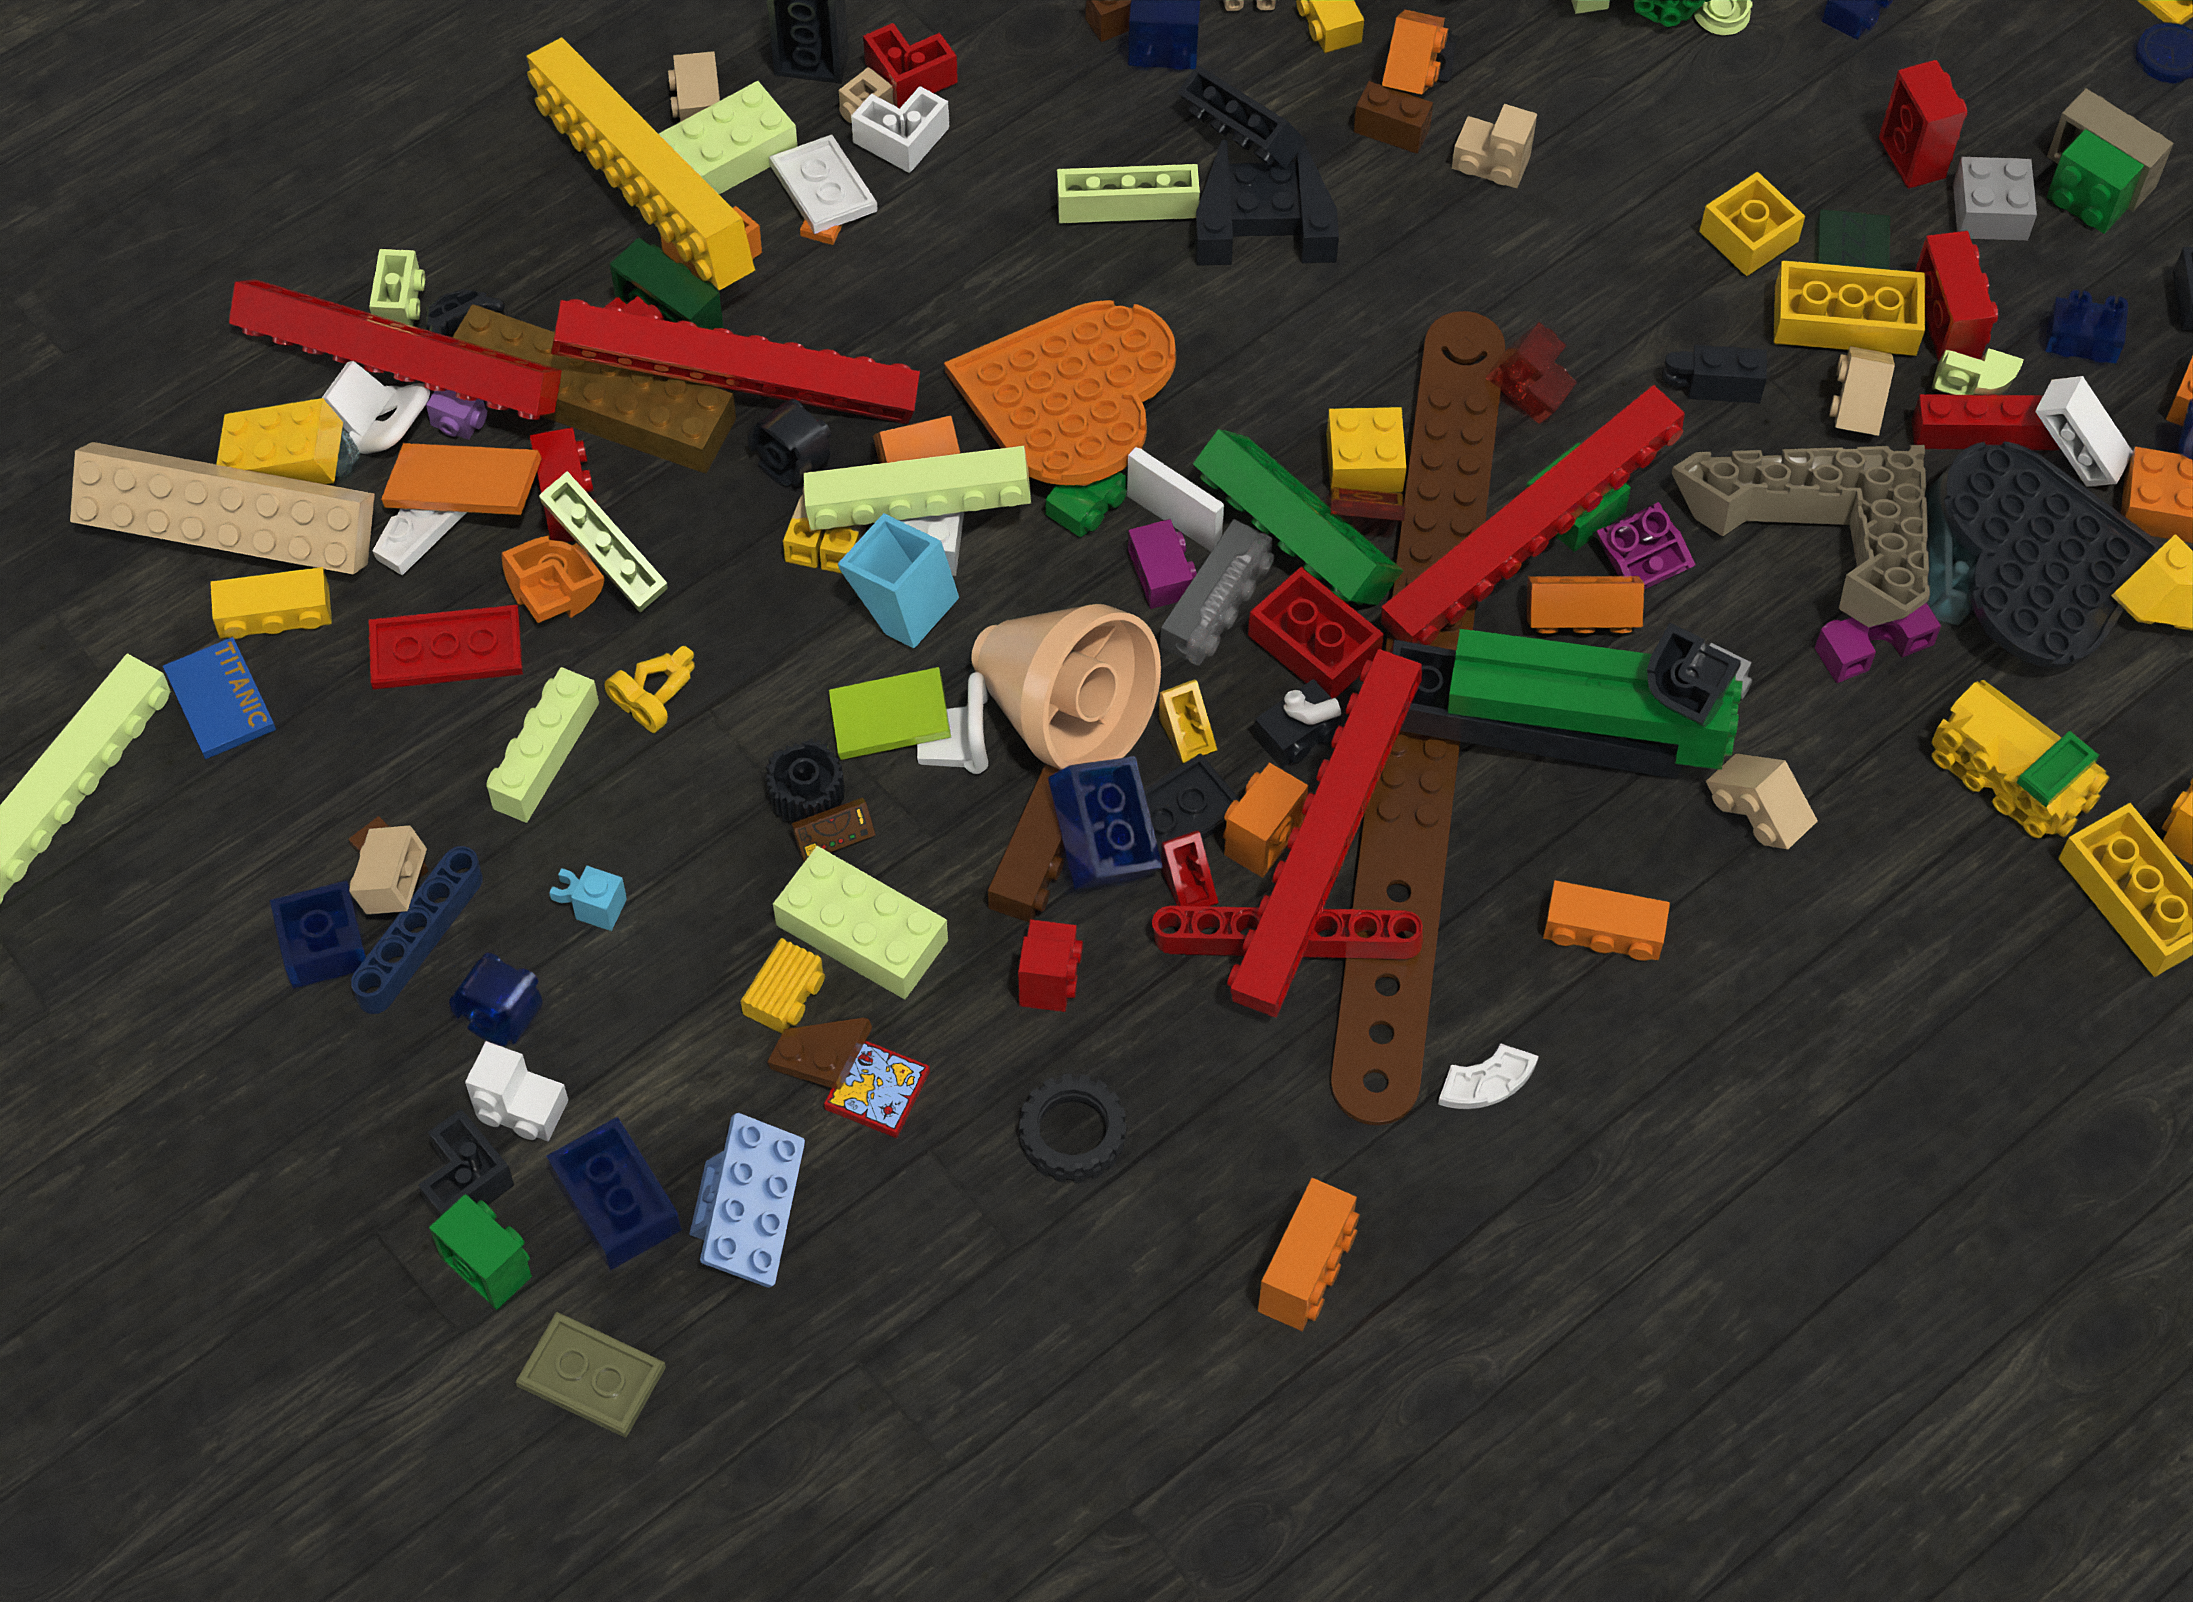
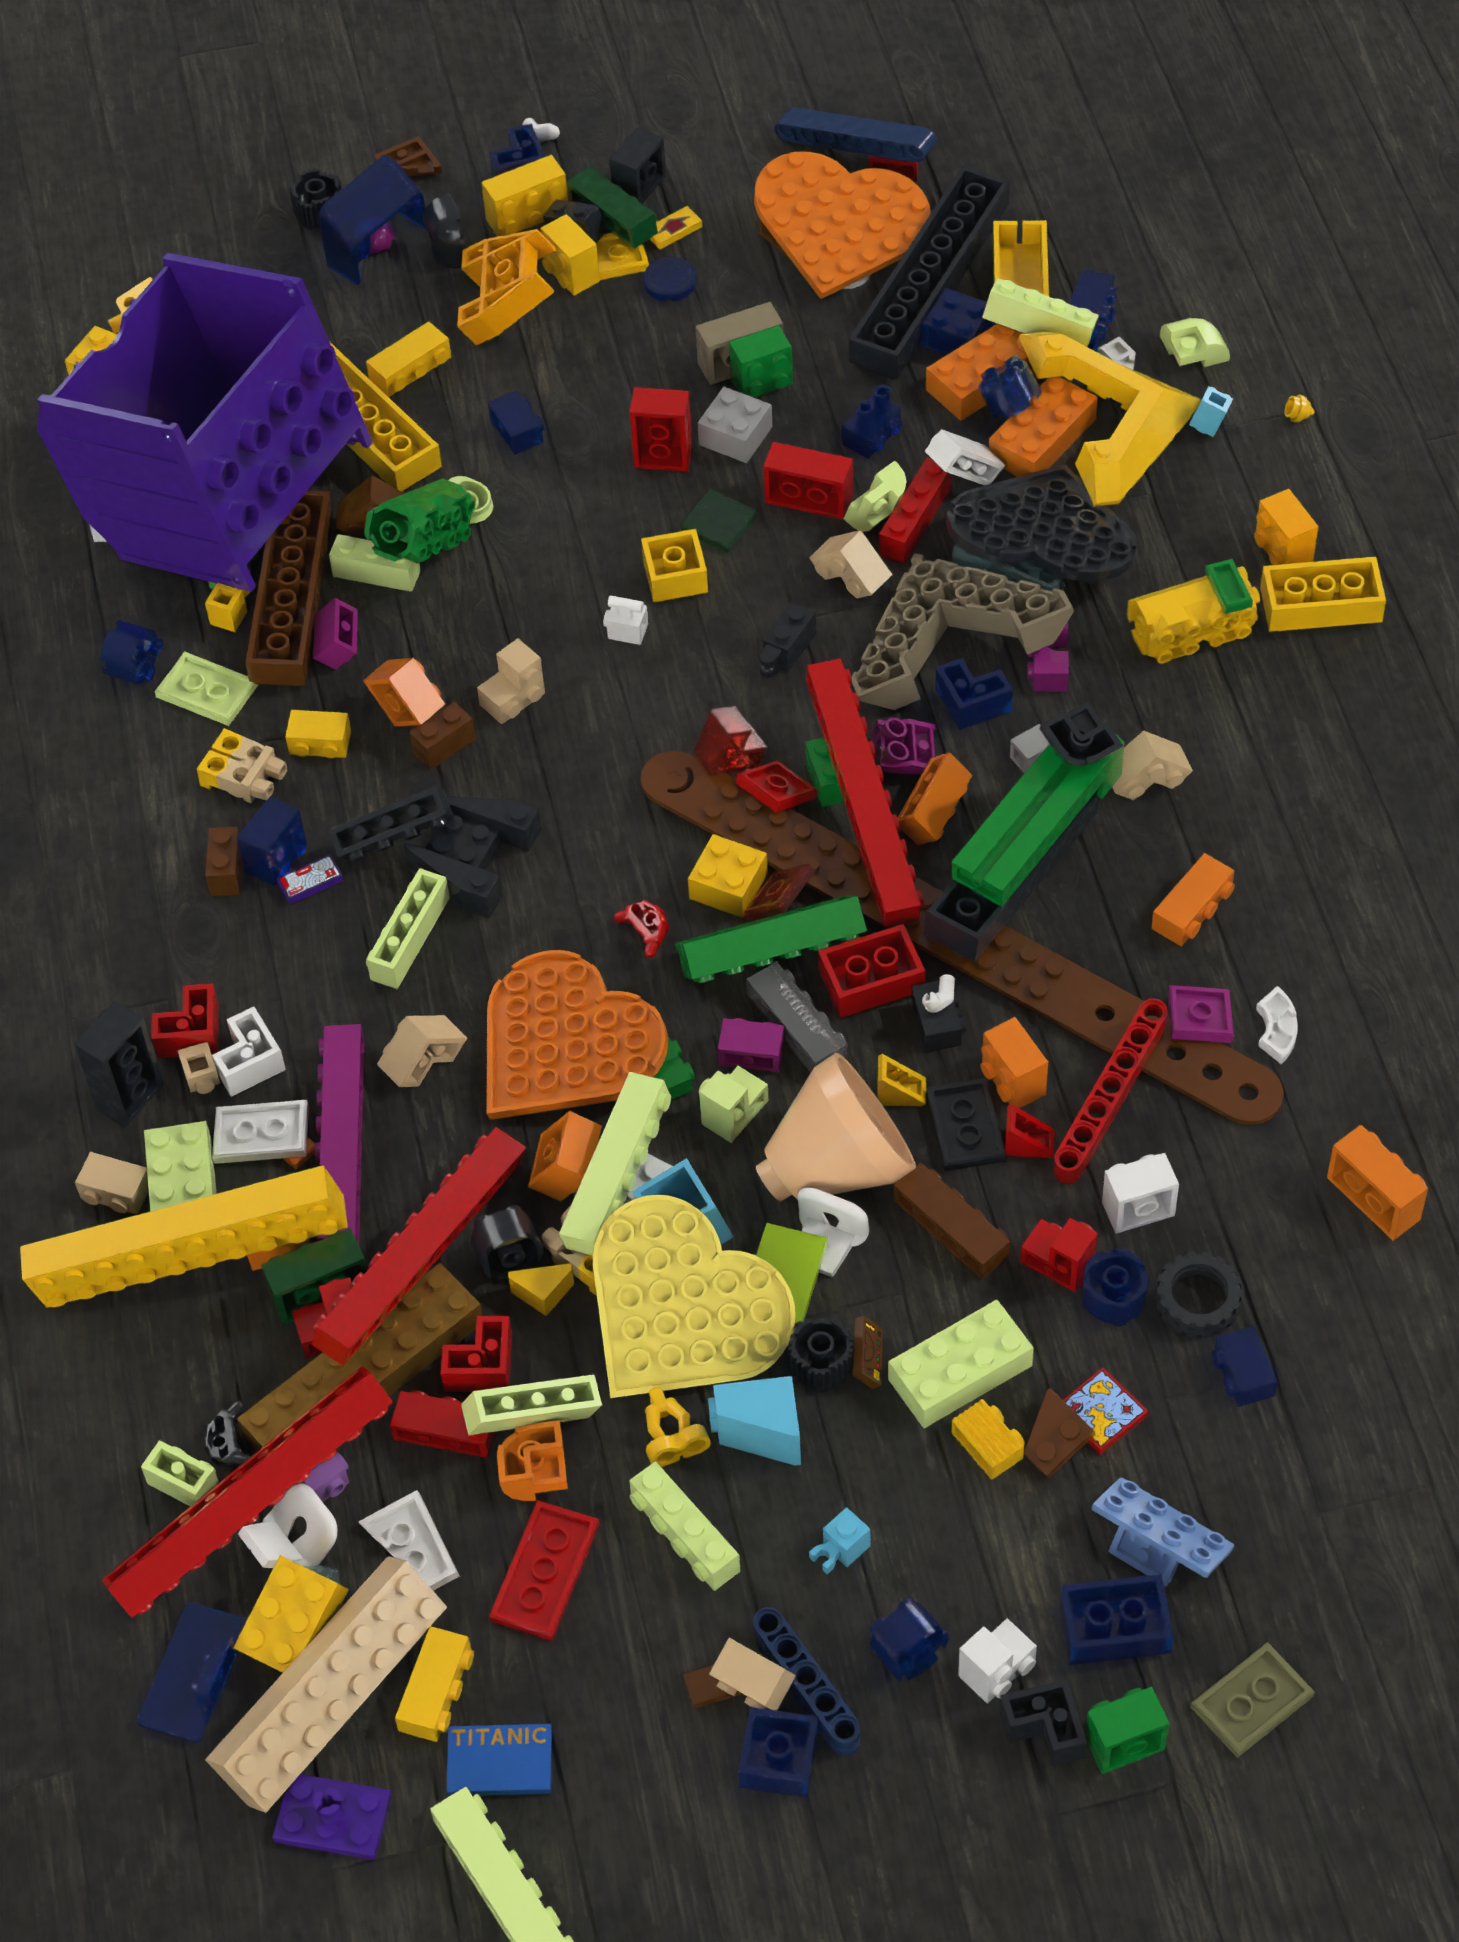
camera: 60 degrees left, 5 degrees down
(101, 585) = (333, 1816): none -> dark purple plate
(196, 400) = (192, 1673): none -> clear blue bracket
(461, 478) = (402, 1491): orange tile -> none
(647, 488) = (483, 1364): none -> red brick
(697, 757) = (757, 1418): none -> medium azure slope
(762, 501) = (542, 1286): none -> yellow slope
(782, 619) = (681, 1306): none -> light yellow plate
(853, 251) = (342, 1114): none -> magenta brick
(991, 265) = (417, 1046): none -> tan brick
(999, 1209) = (1245, 1366): none -> clear blue brick
(1033, 1055) = (1114, 1286): none -> clear blue brick
(1072, 576) = (731, 1101): none -> yellowish green brick
(1105, 822) = (969, 1162): clear blue brick -> none
(1149, 89) = (310, 879): none -> tile
(1162, 1010) = (1140, 1192): none -> white brick
(1174, 498) = (708, 1006): white tile -> none
(1260, 406) = (648, 921): none -> red piece
(1325, 834) = (1063, 1020): red brick -> none
(1451, 989) = (1200, 1014): none -> magenta tile
(1511, 444) = (776, 786): none -> red tile
(1651, 213) = (626, 620): none -> white brick
(1750, 581) = (971, 698): none -> clear blue brick
(1849, 307) = (778, 543): yellow brick -> none

